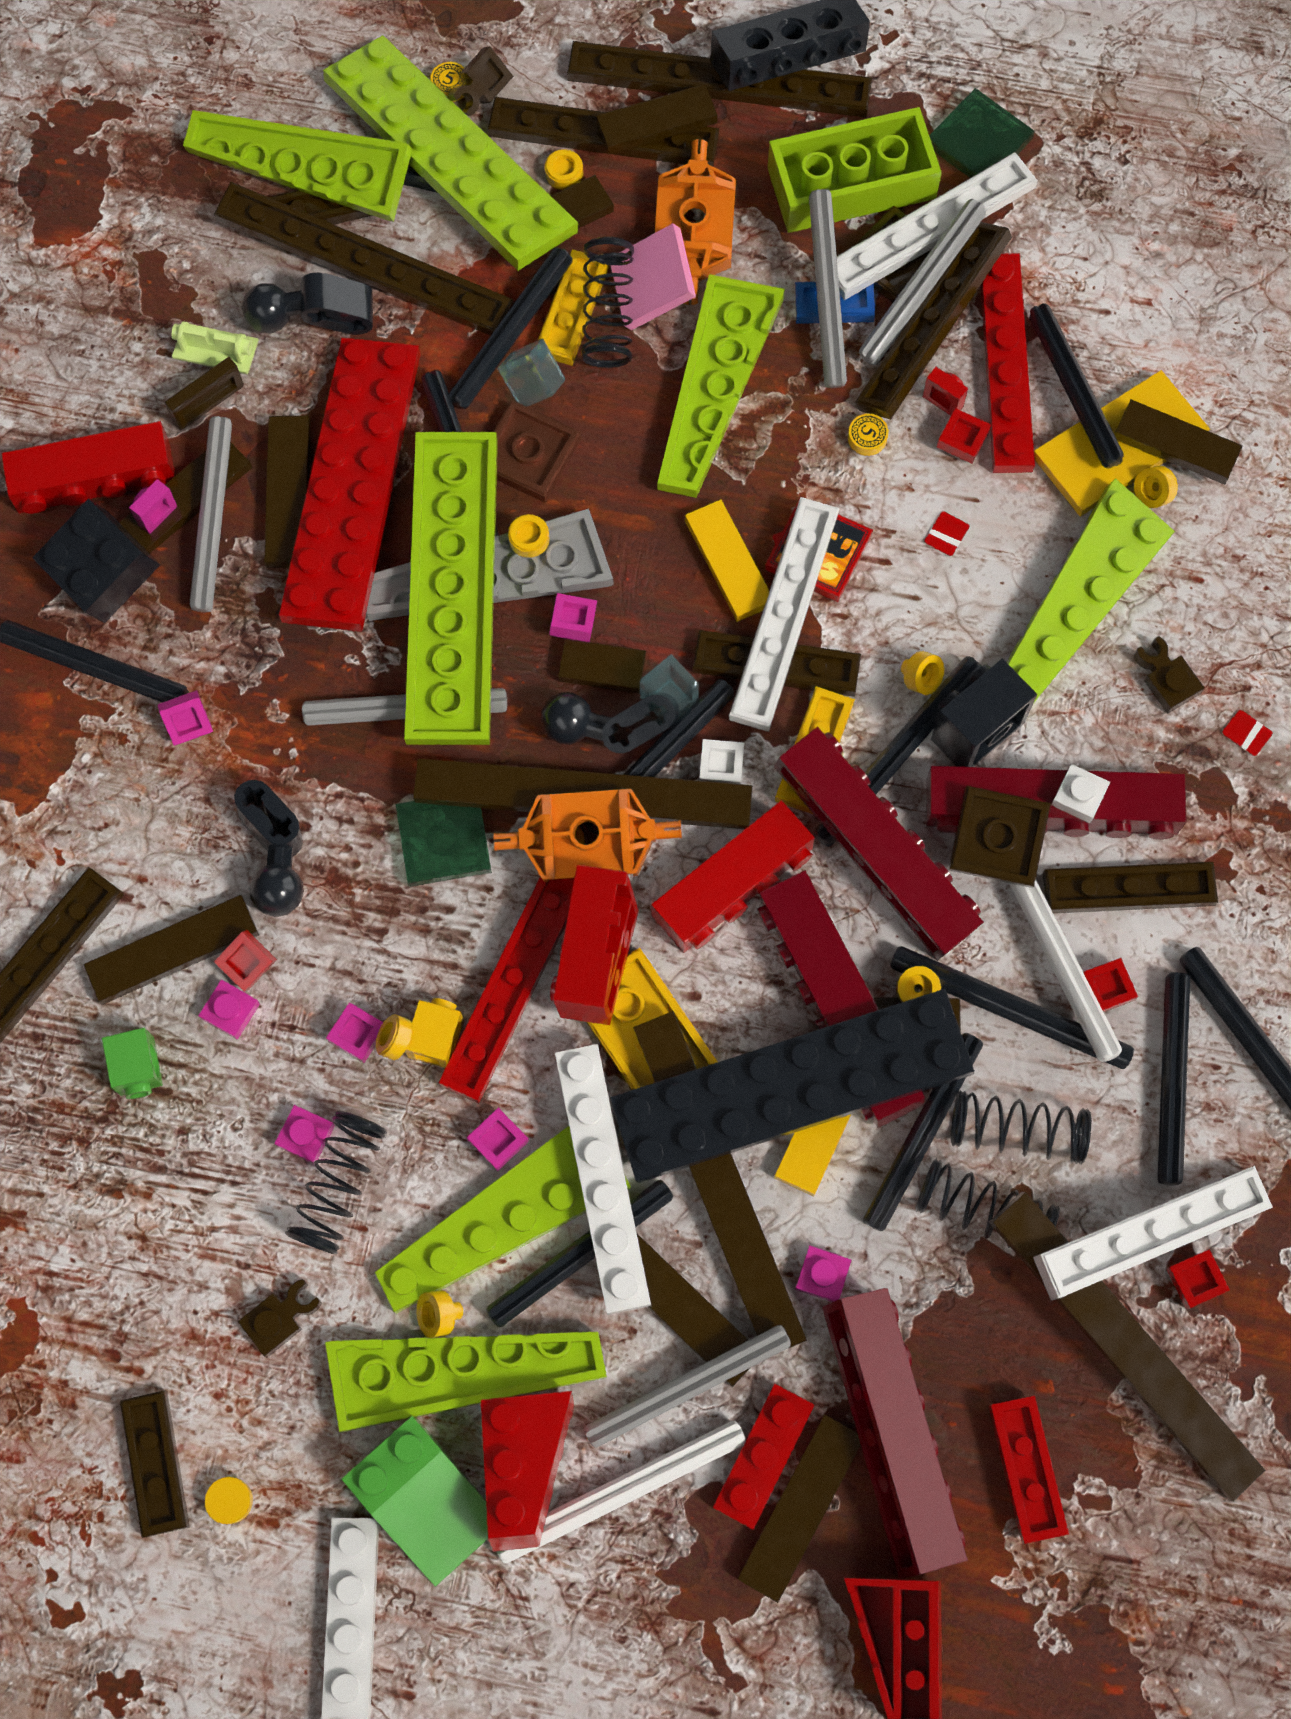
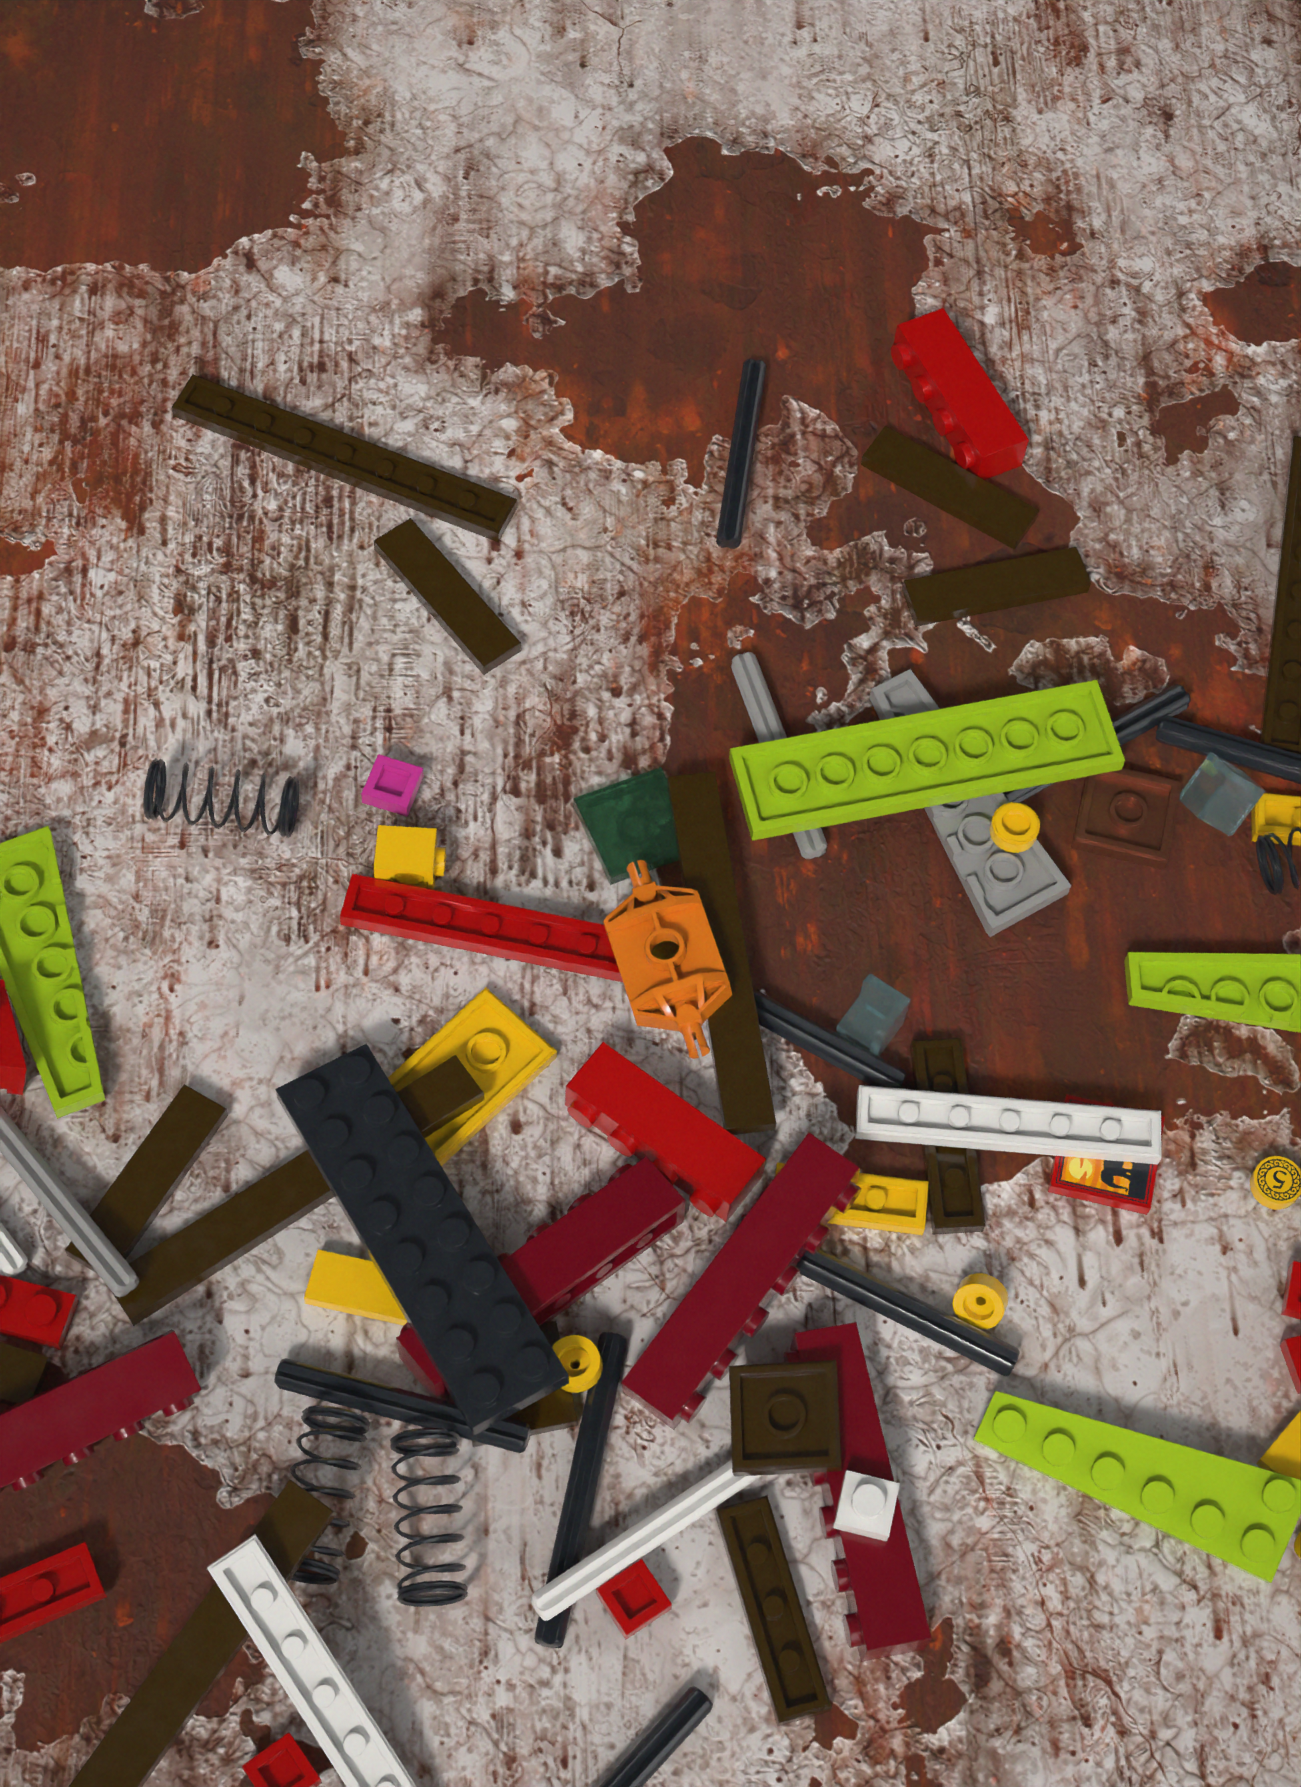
camera: 70 degrees right, 10 degrees down
(96, 561) = (851, 421): black brick -> none
(132, 1063) = (313, 584): bright green brick -> none
(152, 506) = (928, 456): dark pink plate -> none
(185, 718) = (702, 545): dark pink plate -> none
(204, 393) = (1081, 479): dark brown tile -> none
(210, 514) = (942, 516): light grey axle -> none
(212, 346) = (1140, 477): yellowish green hinge -> none
(229, 1009) = (393, 663): dark pink plate -> none
(245, 960) = (447, 662): plate -> none
(274, 1321) = (67, 779): dark brown plate -> none
(276, 887) = (534, 669): black beam -> none
(304, 1134) = (275, 758): dark pink plate -> none
(322, 302) = (1226, 559): black beam -> none
(350, 485) = (1023, 640): red plate -> none
(393, 1037) = (390, 814): yellow tile -> none
(437, 1313) = (98, 930): yellow tile -> none
(498, 1139) = (302, 949): dark pink plate -> none
(505, 1216) = (242, 1000): lime wing -> none
(569, 719) = (807, 917): black beam -> none
(569, 1260) = (192, 1062): black axle -> none
(573, 617) = (933, 899): dark pink plate -> none
(594, 945) = (539, 991): red wedge -> none
(602, 666) = (887, 941): dark brown tile -> none
(602, 1180) = (272, 1058): white plate -> none
(721, 761) = (801, 1094): white plate -> none
(728, 559) = (1062, 1053): yellow tile -> none
(823, 1274) = (213, 1328): dark pink plate -> none
(947, 533) = (1179, 1303): red sticker -> none
(982, 714) = (937, 1370): black brick -> none
(1170, 681) = (1065, 1615): dark brown plate -> none
(1173, 1079) = (535, 1704): black axle -> none
(1247, 732) = (1024, 1731): red sticker -> none

